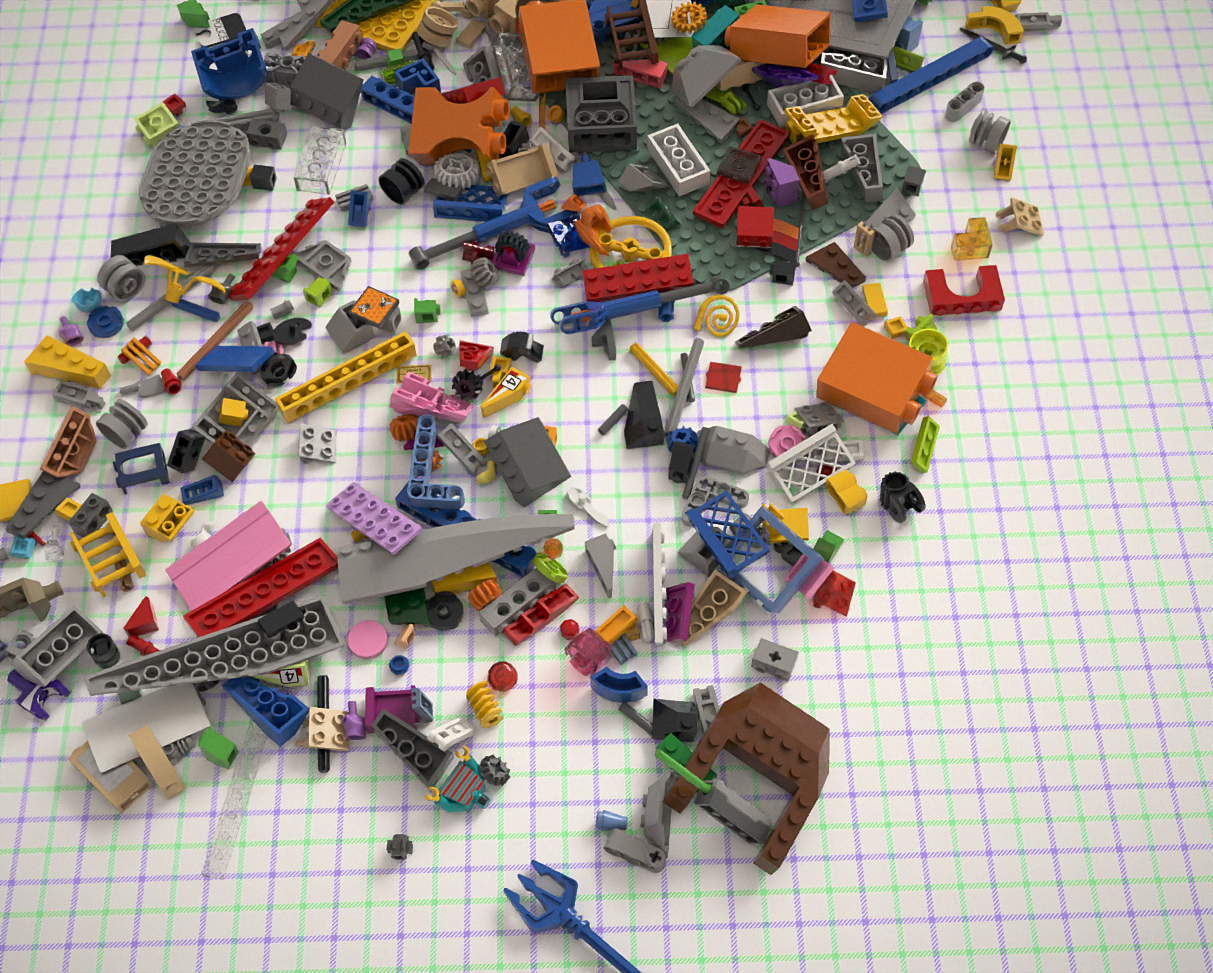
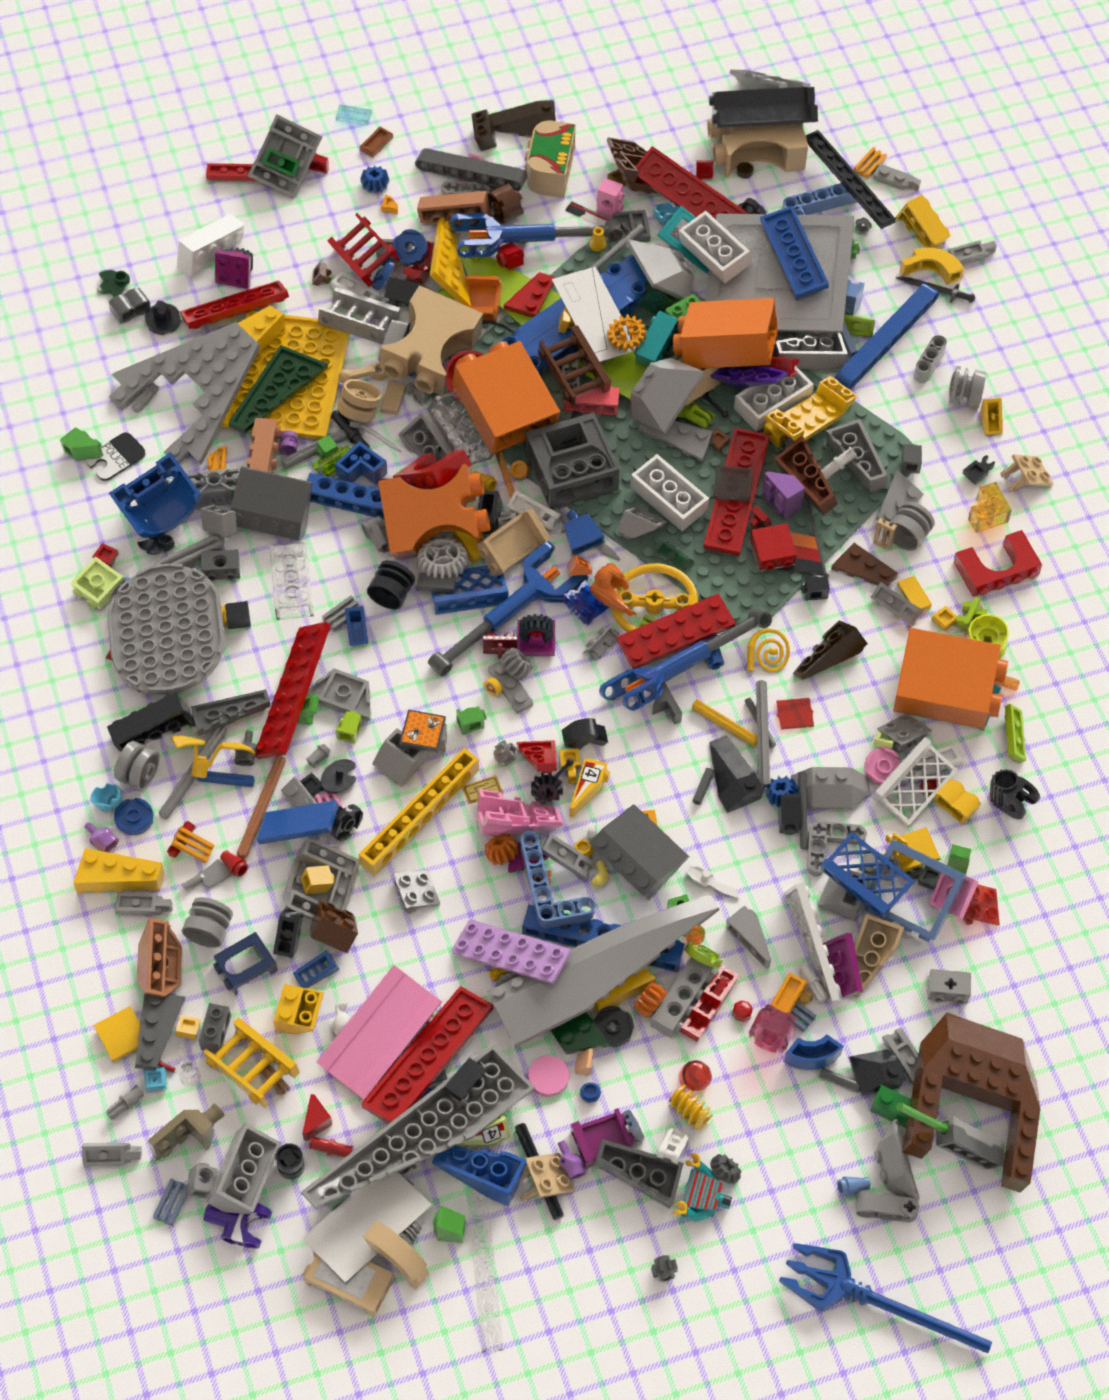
camera: 20 degrees left, 0 degrees up
(975, 206) = (977, 471): none -> black plate

